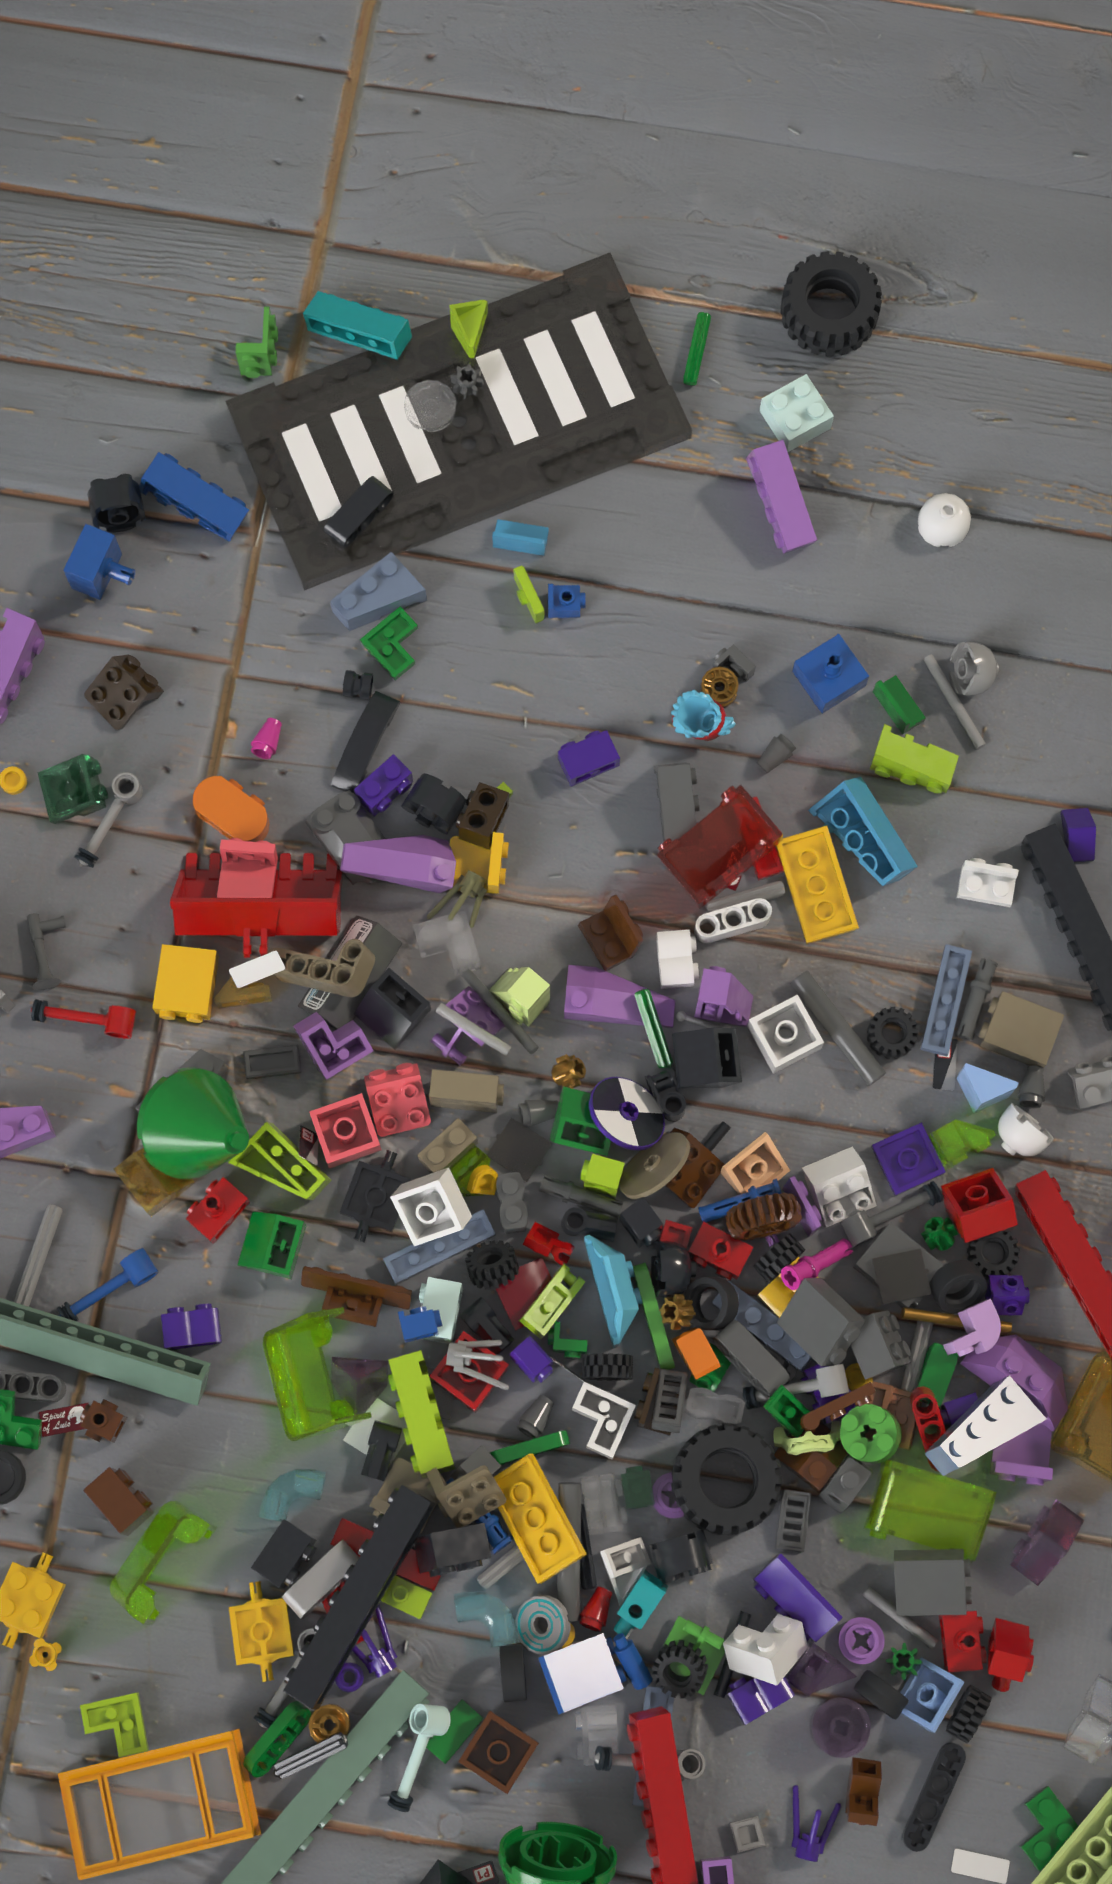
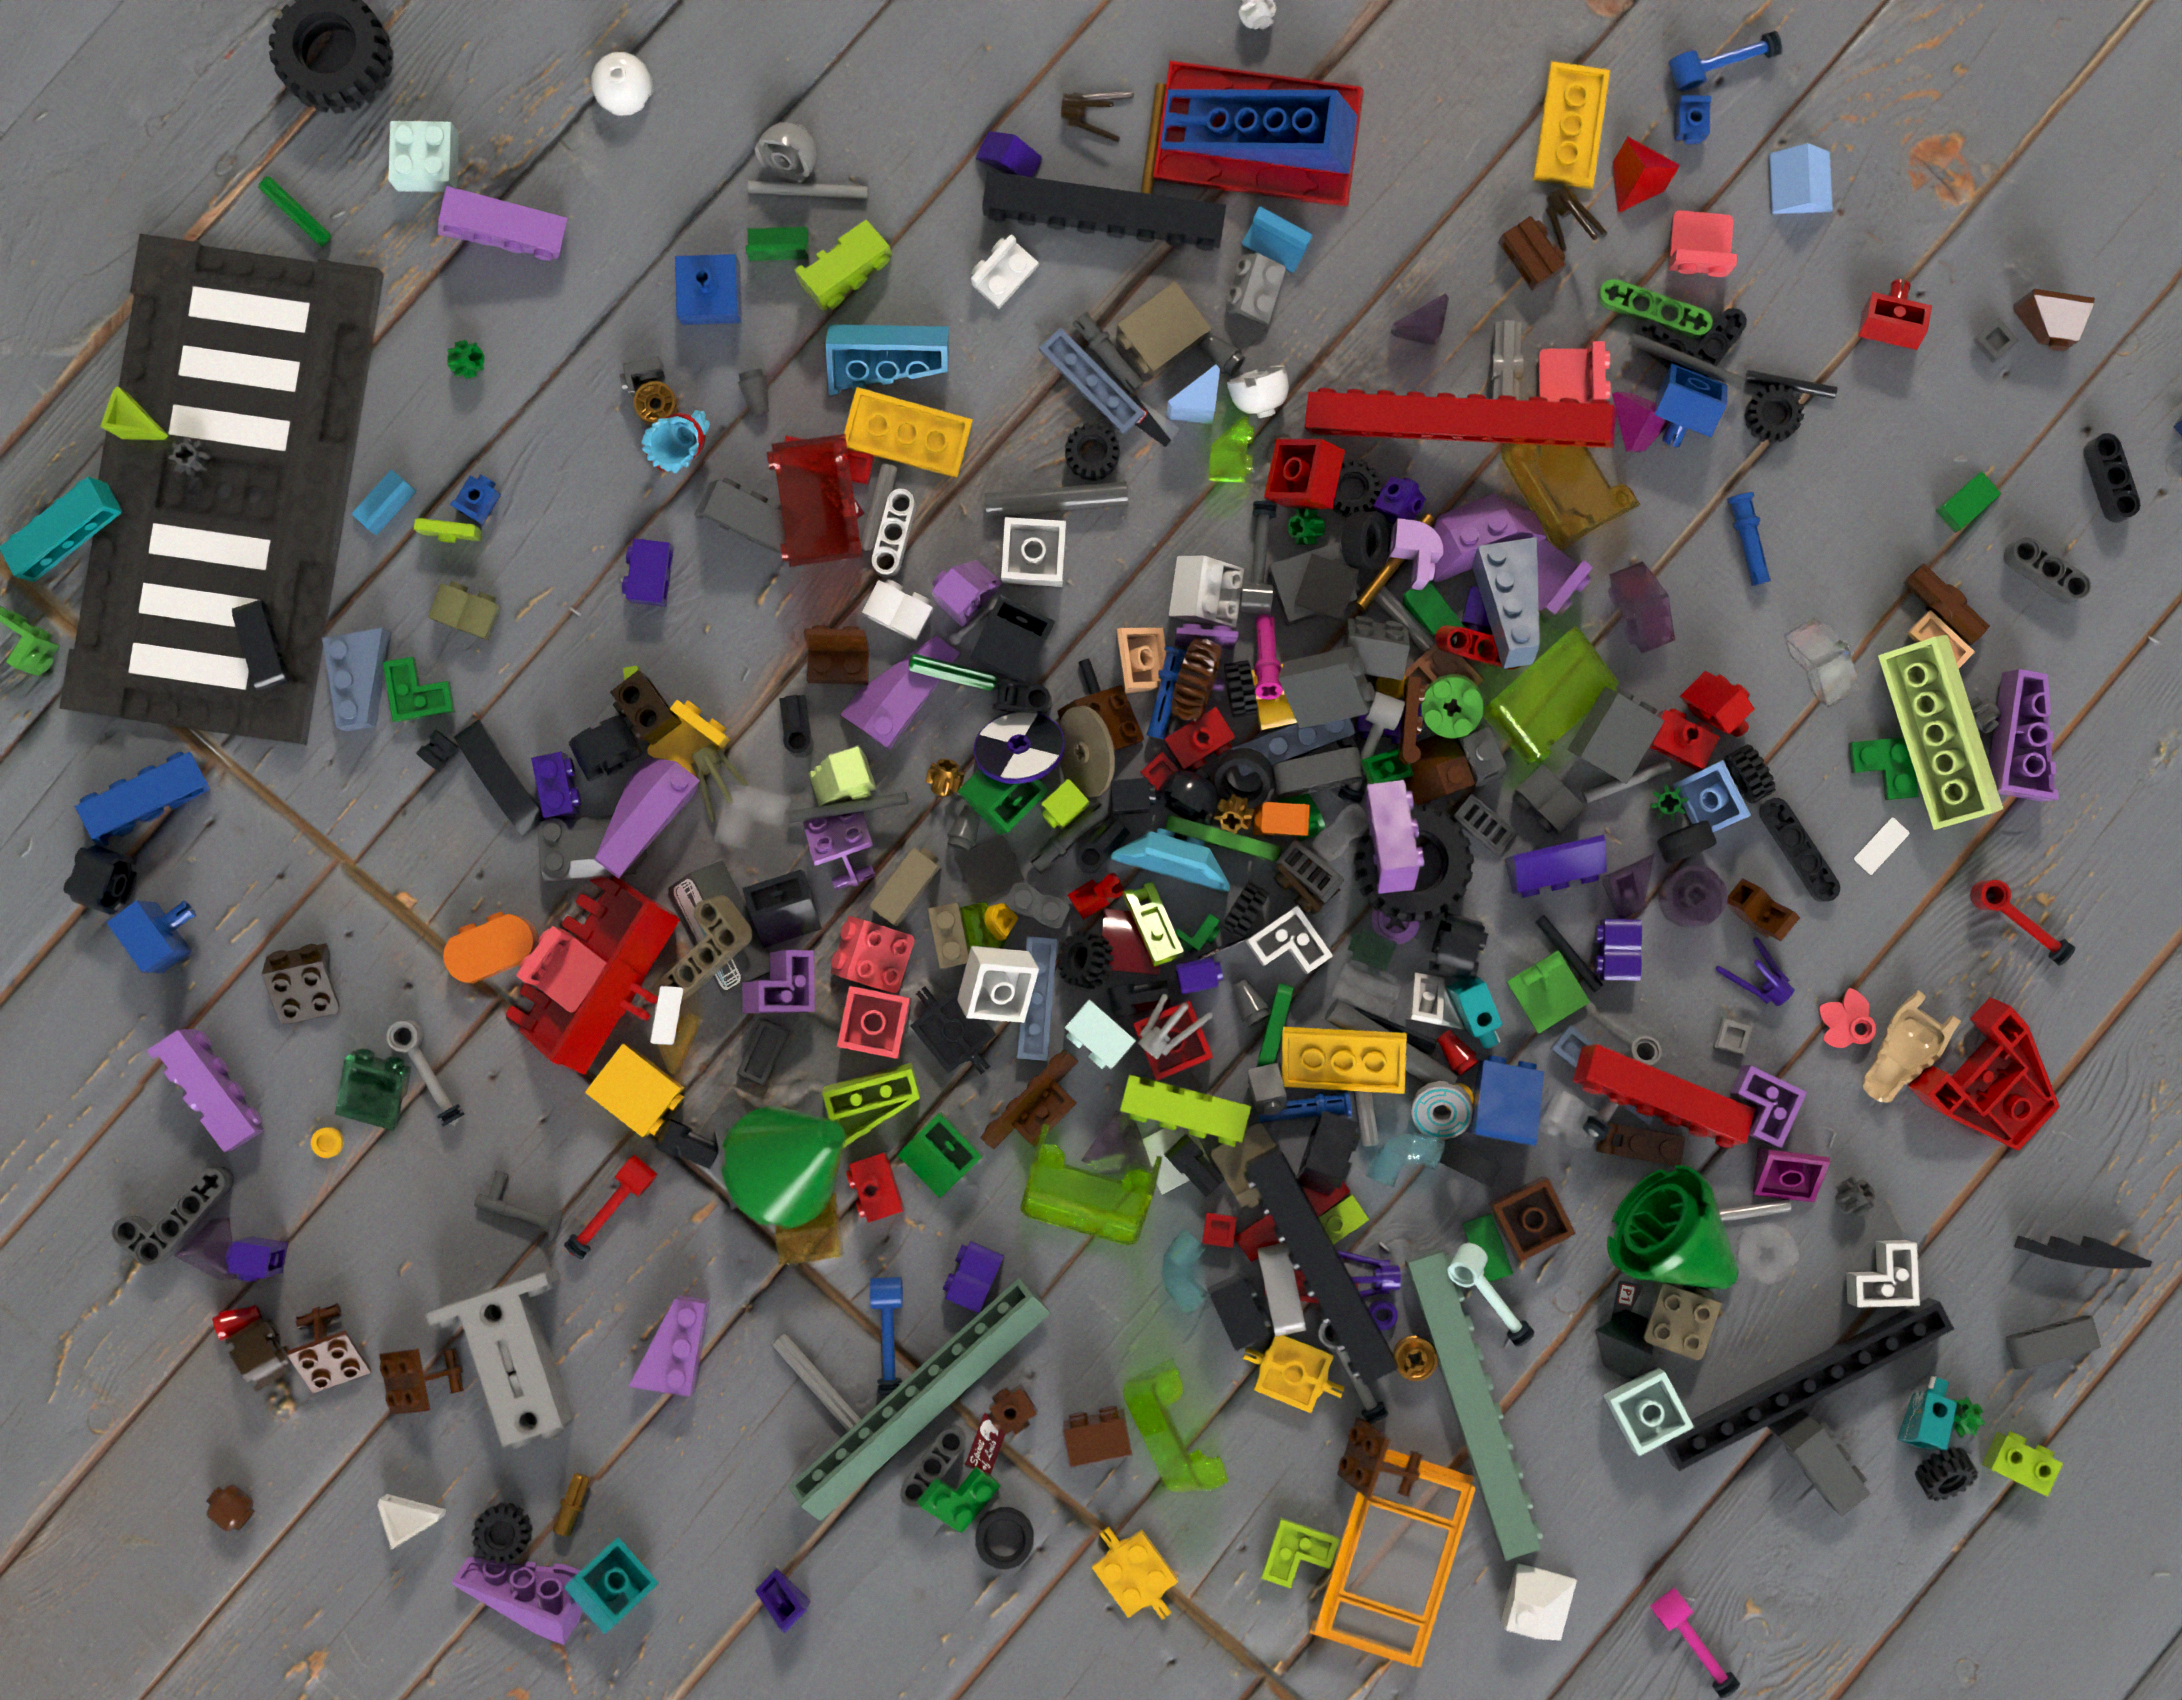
camera: 60 degrees left, 10 degrees up
(37, 1655) = (1195, 1593): yellow plate -> none
(166, 1040) = (682, 1141): none -> black piece
(222, 1730) = (1365, 1460): none -> reddish brown plate
(264, 1752) = (1399, 1414): green beam -> none
(266, 740) = (438, 871): dark pink cone -> none
(308, 1145) = (867, 1065): sticker -> none
(310, 1755) = (1433, 1392): axle -> none
(341, 1501) = (1219, 1229): none -> red plate
(420, 1323) = (1106, 1061): blue brick -> none
(430, 405) = (192, 509): clear tile -> none
(467, 1496) = (1288, 1112): dark tan bracket -> none
(473, 1029) = (852, 843): light grey bar -> none
(475, 642) = (465, 611): none -> olive brick
(541, 935) = (795, 723): none -> black piece
(614, 1810) = (1644, 1145): none -> reddish brown plate
(632, 1662) = (1524, 1049): blue cylinder -> none
(664, 531) = (465, 359): none -> green gear
(674, 1682) = (1548, 1000): black tyre -> none
(735, 1444) = (1393, 836): none -> wedge
(766, 1653) = (1592, 920): white brick -> none
(809, 1441) = (1428, 765): yellowish green helmet -> none
(845, 1561) = (1548, 799): none -> dark grey brick
(860, 1654) = (1634, 817): medium lavender gear -> none
(908, 1159) = (1218, 511): dark purple tile -> none

